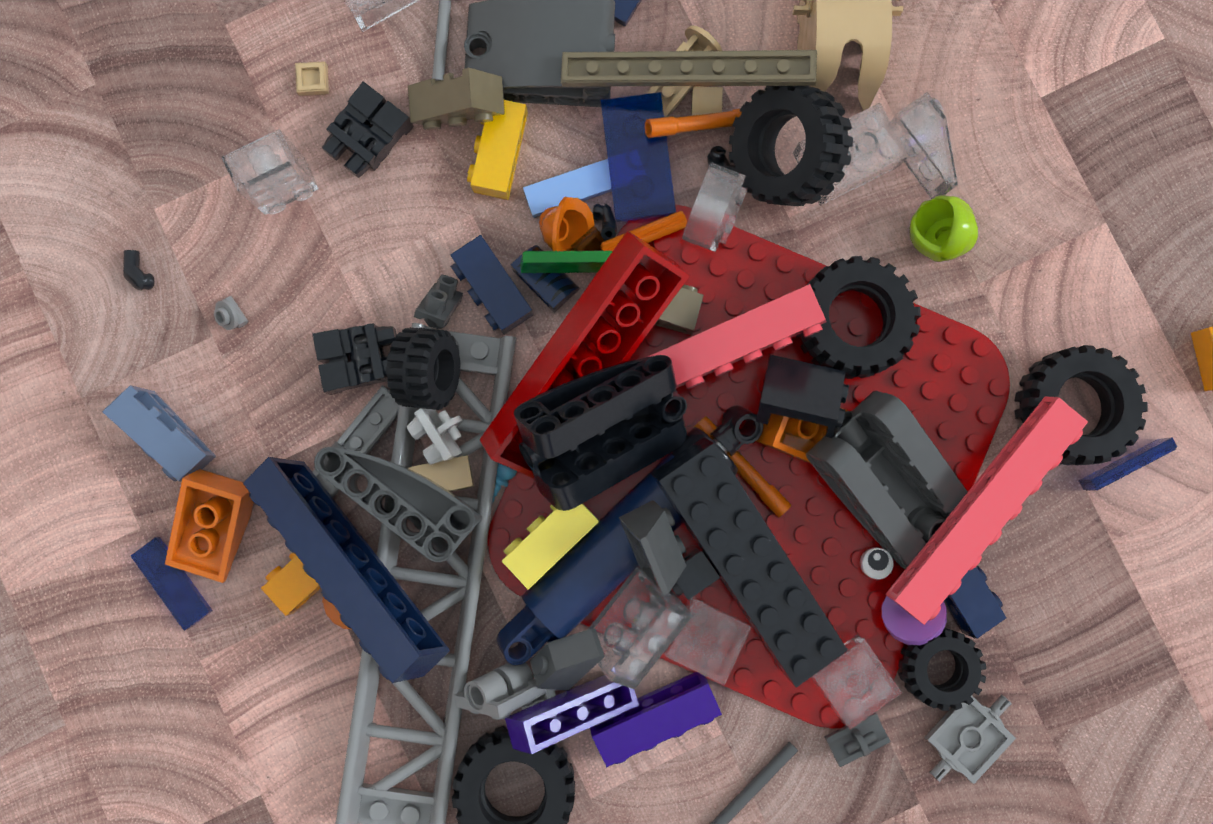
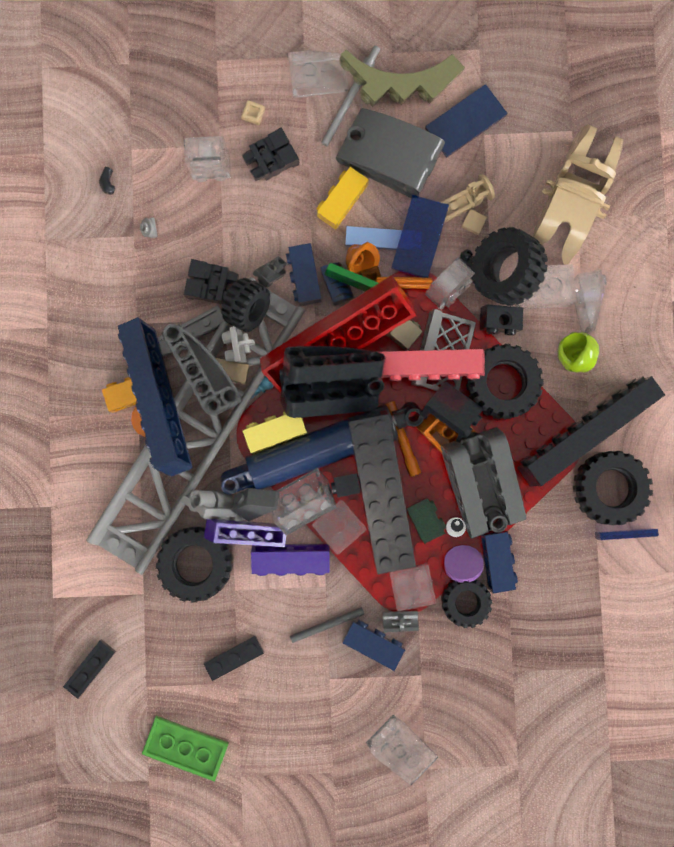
camera: 30 degrees right, 0 degrees up
(159, 432) = (82, 278): sand blue wedge -> none
(171, 584) = (52, 366): clear blue tile -> none
(208, 524) = (87, 341): orange slope -> none
(456, 100) = (329, 160): dark tan wedge -> none
(609, 225) = (386, 269): black arm -> none
(655, 544) = (332, 457): dark grey slope -> none
(671, 125) = (446, 226): orange piece -> none
(689, 68) = (468, 198): dark tan tile -> none
(718, 294) = (430, 337): none -> light grey fence
(822, 217) = (511, 315): none -> black brick
(830, 574) = (426, 520): none -> clear green brick
(833, 791) = (374, 644): none -> dark blue brick
(970, 739) = (465, 650): light grey plate -> none
(987, 508) = (529, 519): coral brick -> none
(1013, 337) = (591, 431): none -> black brick

